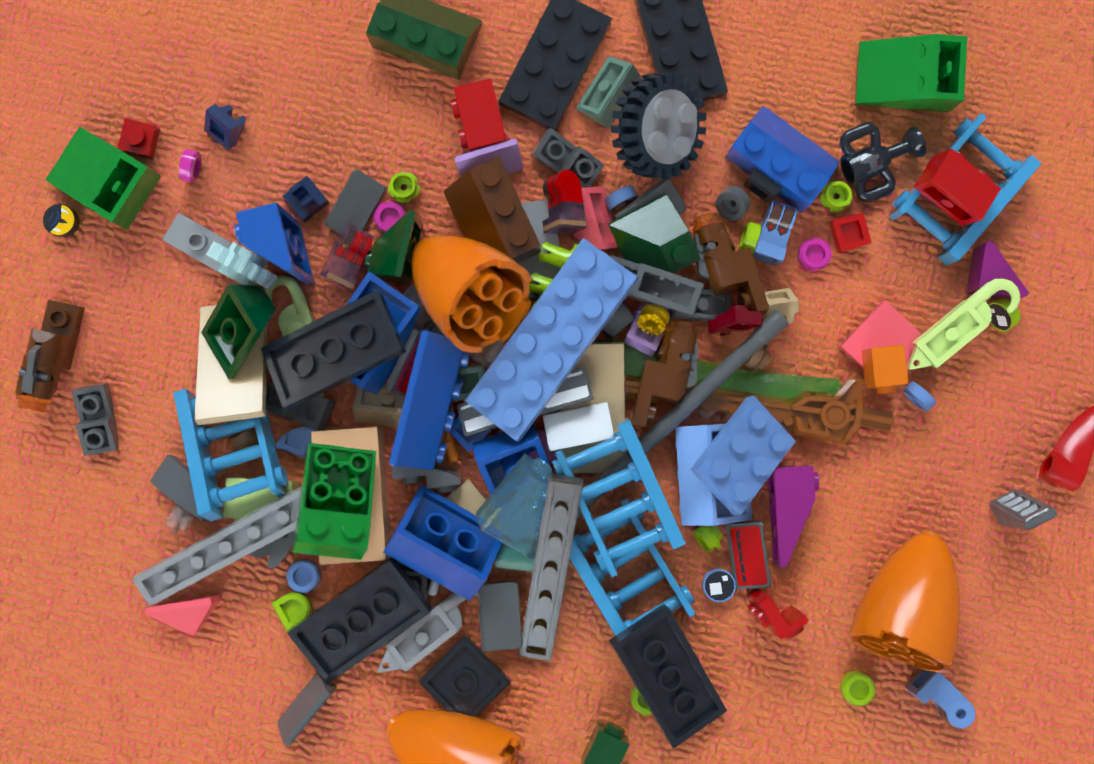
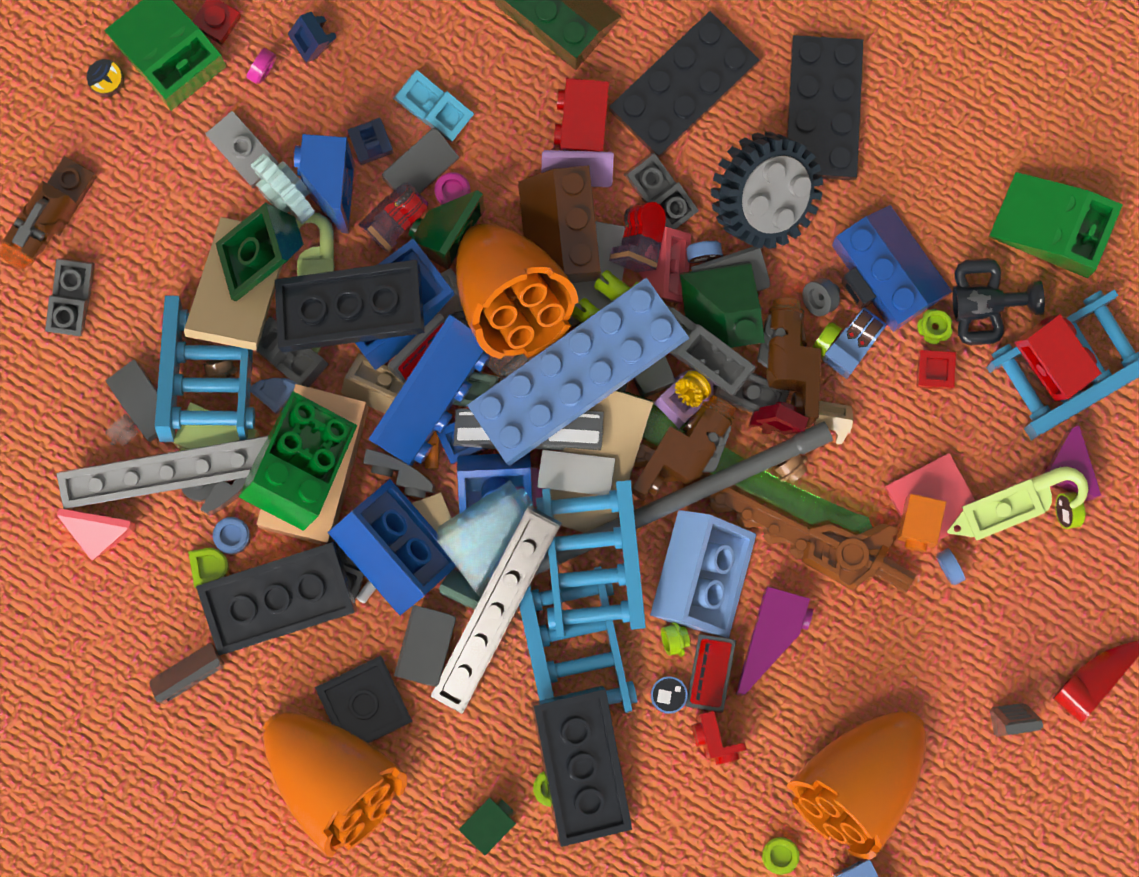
camera: 15 degrees right, 5 degrees down
(349, 150) = (433, 105): none -> medium azure slope
(396, 183) = (475, 154): lime plate -> none
(424, 635) = (340, 638): light grey plate -> none
(605, 89) = (727, 131): sand green slope -> none
(743, 455) = (738, 560): medium blue plate -> none
(814, 254) = (891, 380): dark pink tile -> none

